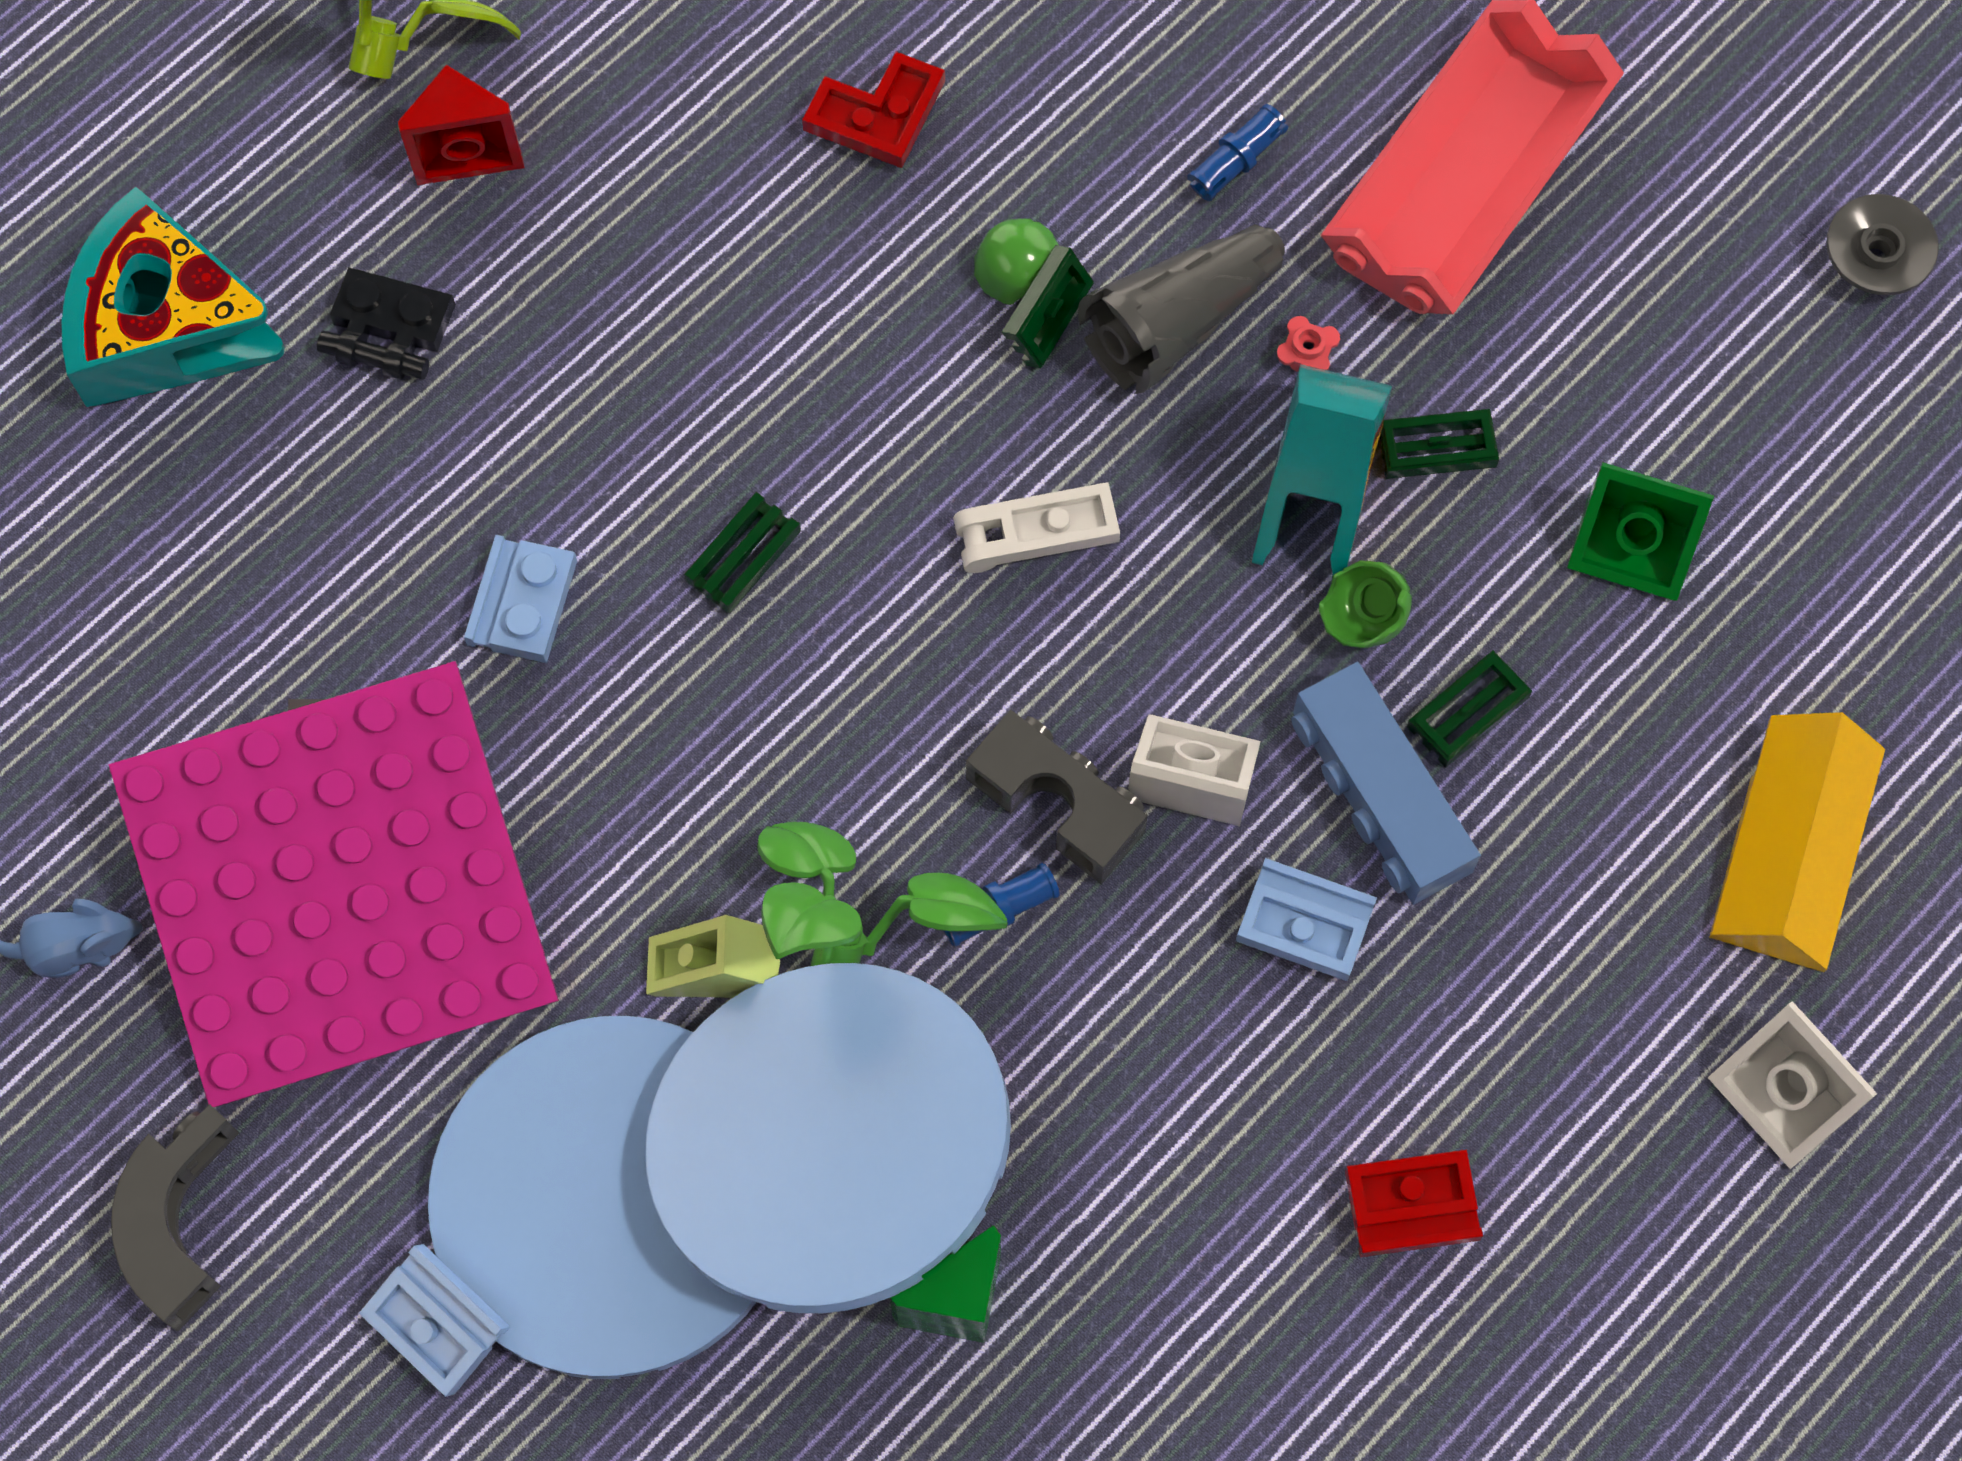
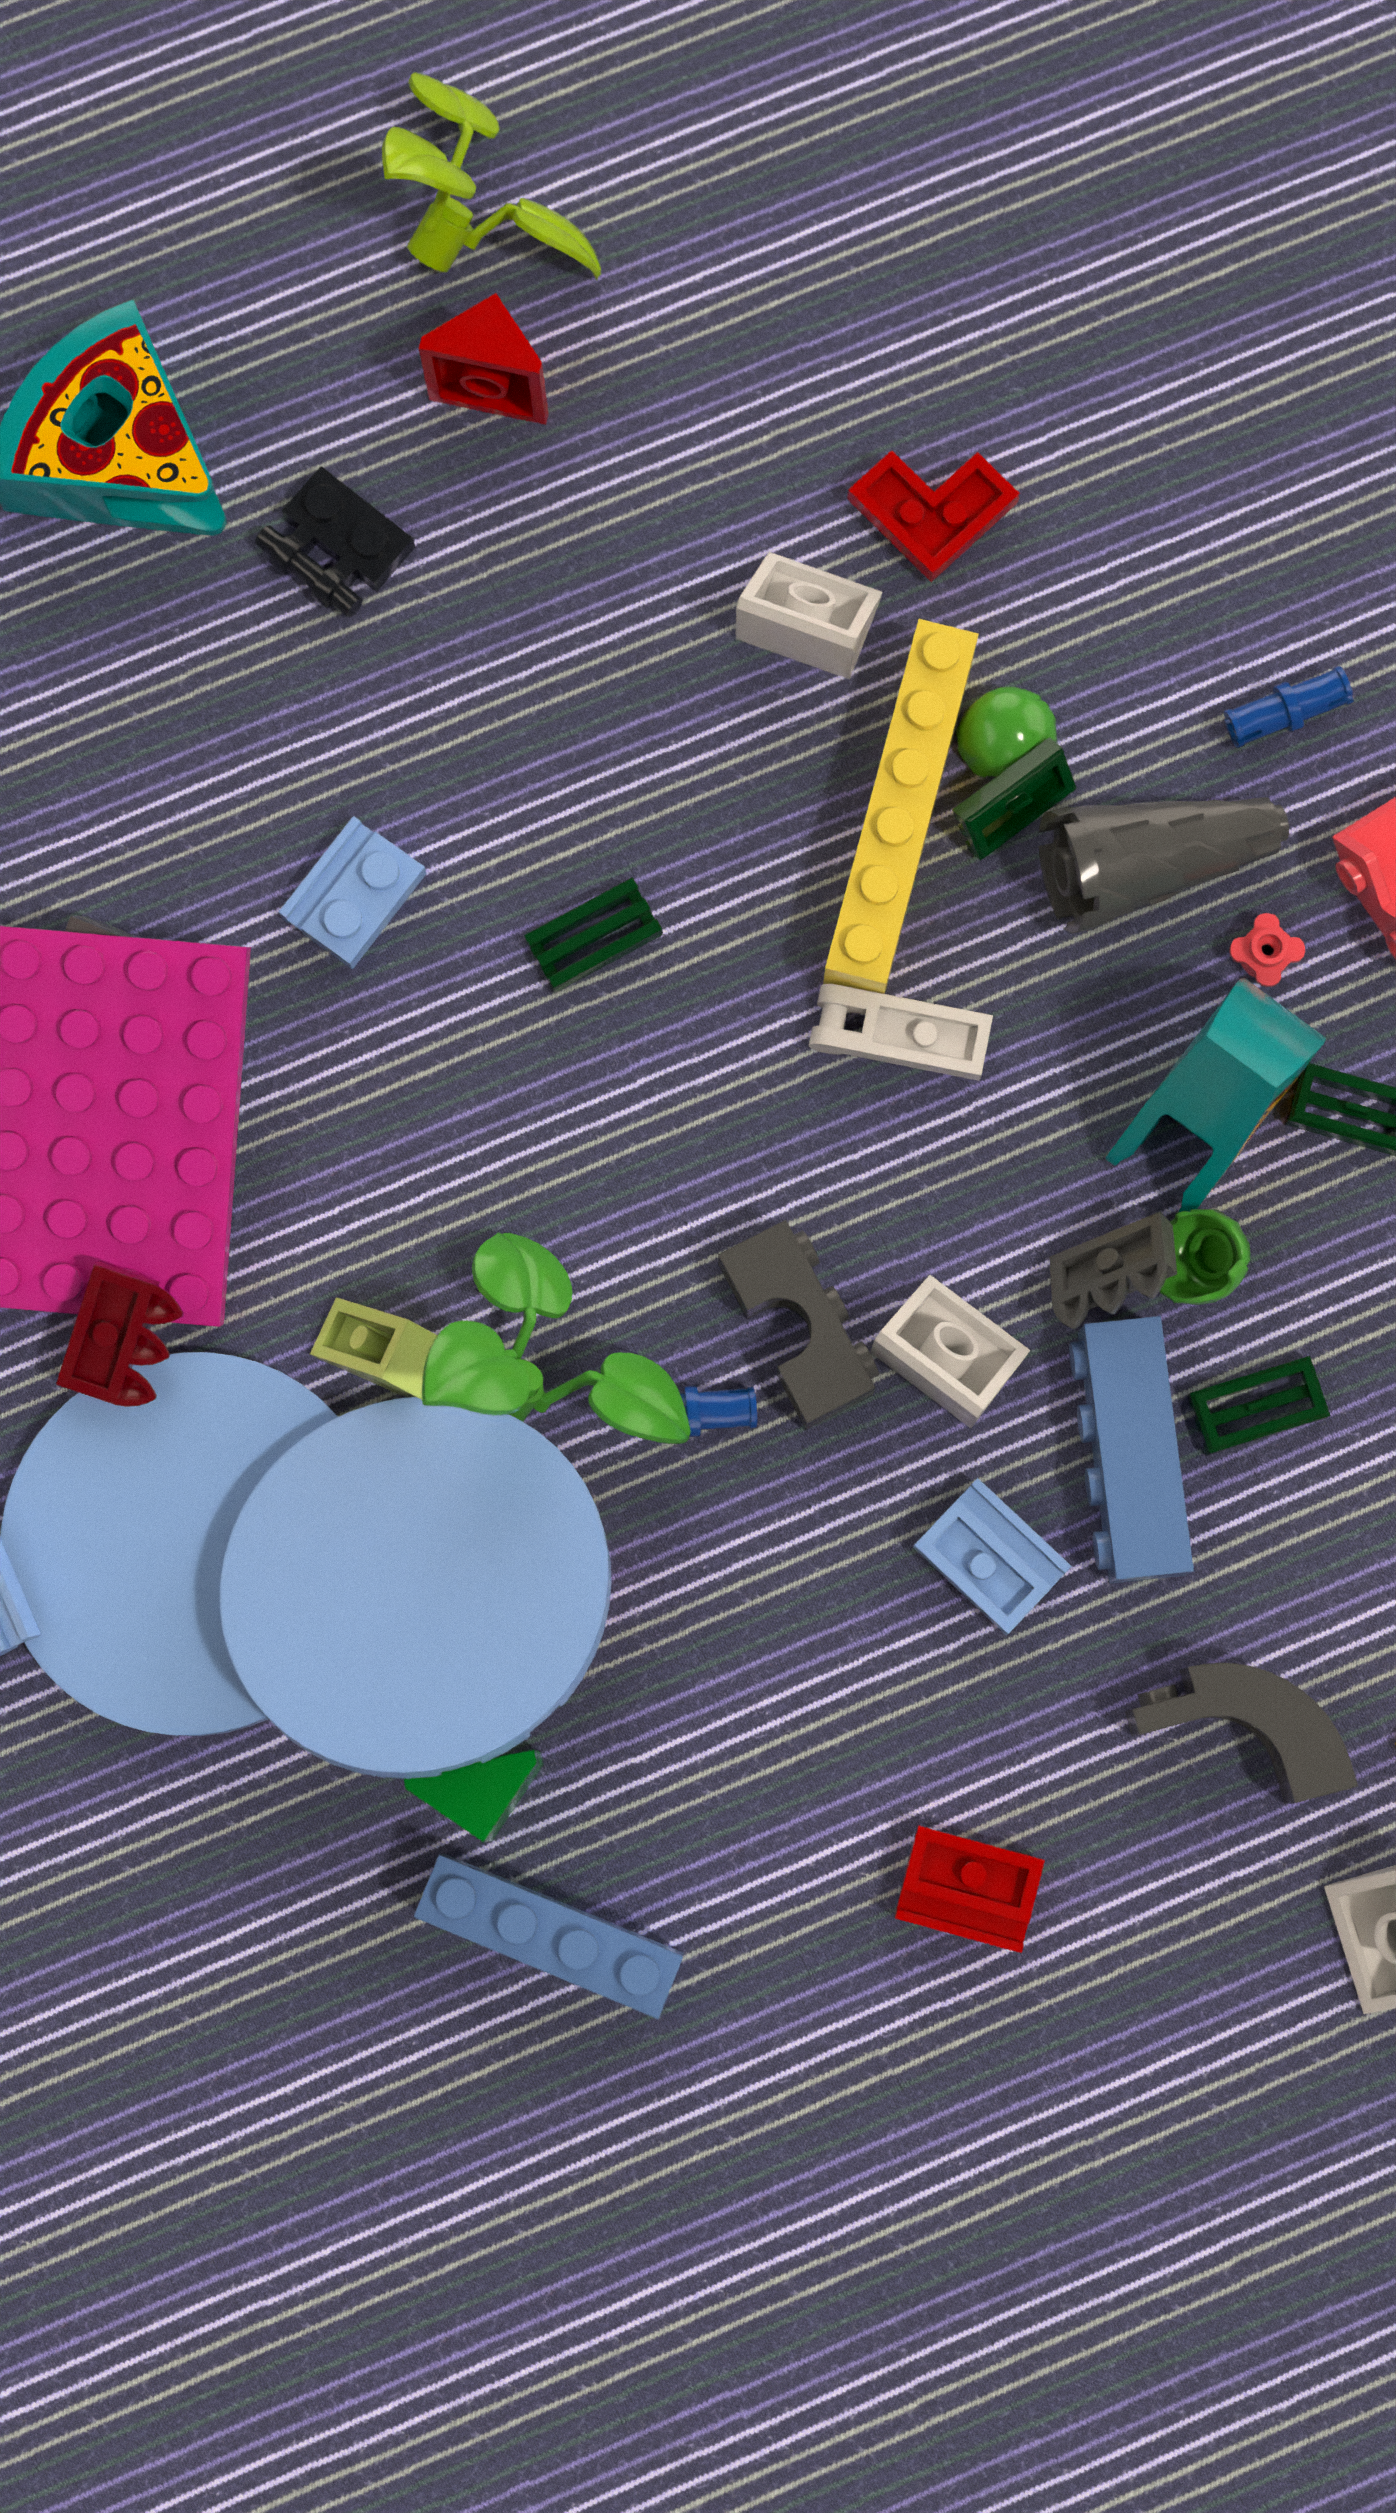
camera: 25 degrees right, 10 degrees up
(470, 1039) = (113, 1336): none -> dark red plate
(810, 233) = (806, 614): none -> white slope
(958, 348) = (900, 807): none -> light yellow brick
(1073, 1394) = (549, 1935): none -> medium blue brick
(1300, 639) = (1111, 1267): none -> dark grey plate
(1593, 945) = (1290, 1725): none -> dark grey arch

